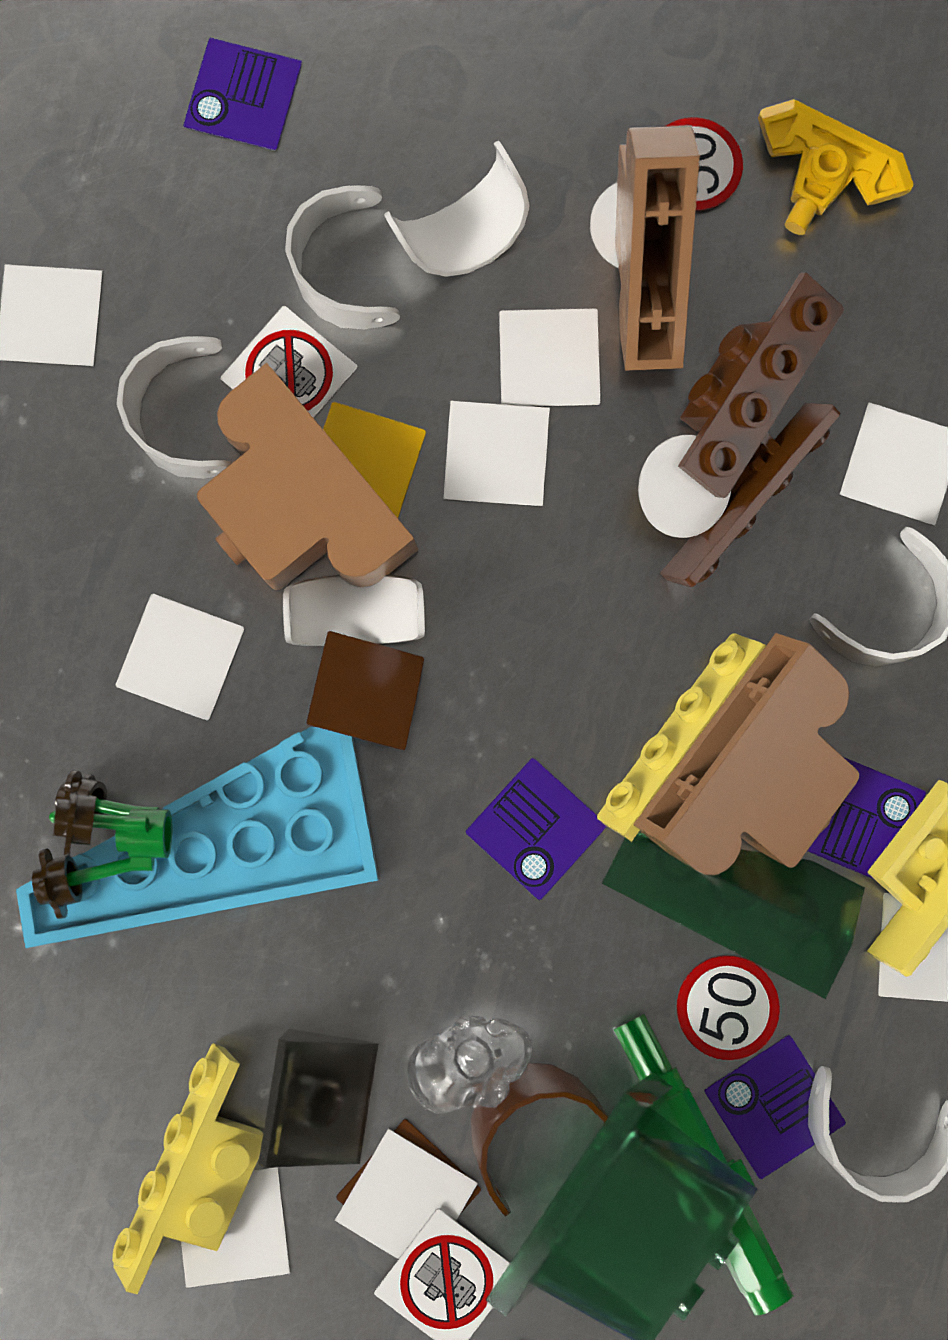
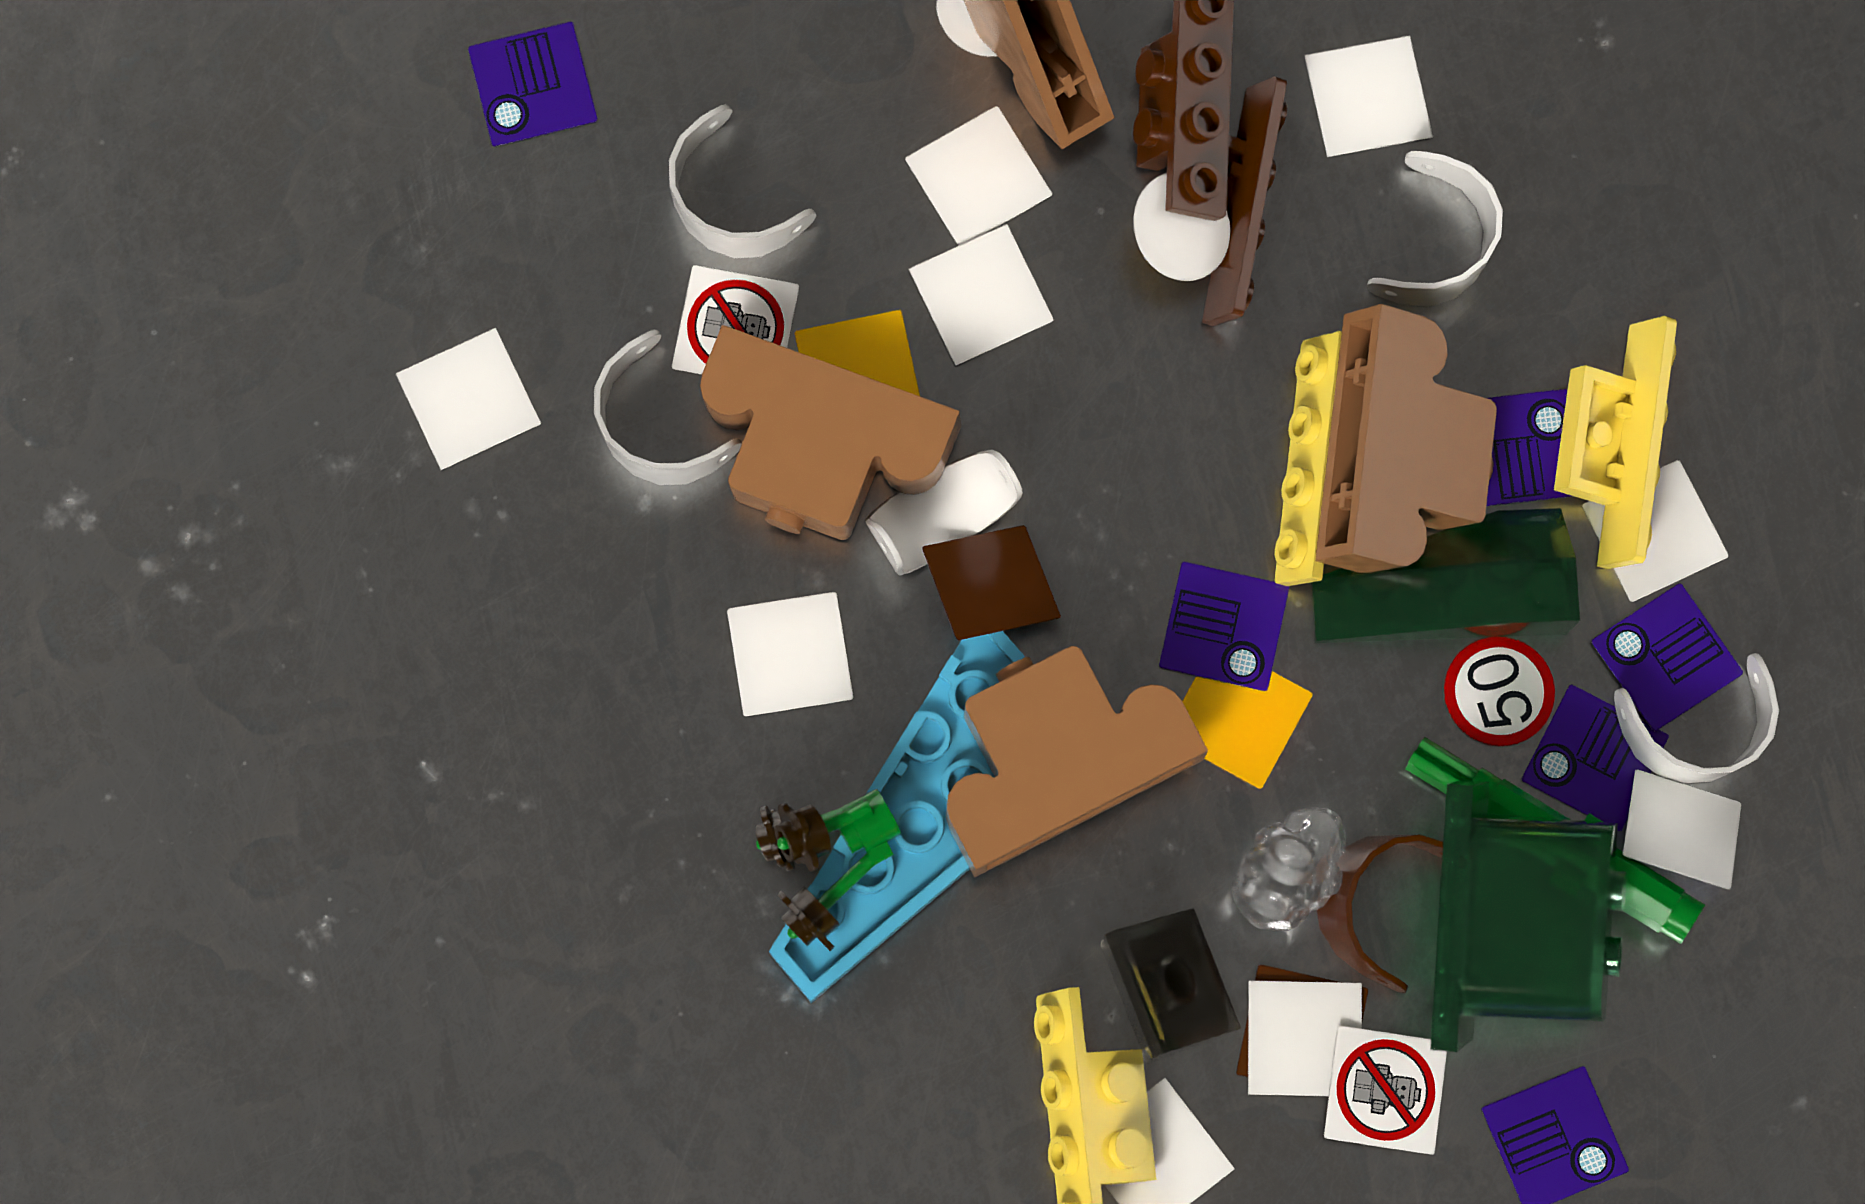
camera: 35 degrees left, 5 degrees down
(329, 867) = (1060, 755): none -> medium nougat brick
(471, 229) = (835, 89): white piece -> none
(501, 915) = (1245, 725): none -> yellow sticker
(811, 1214) = (1682, 829): none -> white sticker
(882, 1058) = (1667, 657): none -> dark purple sticker

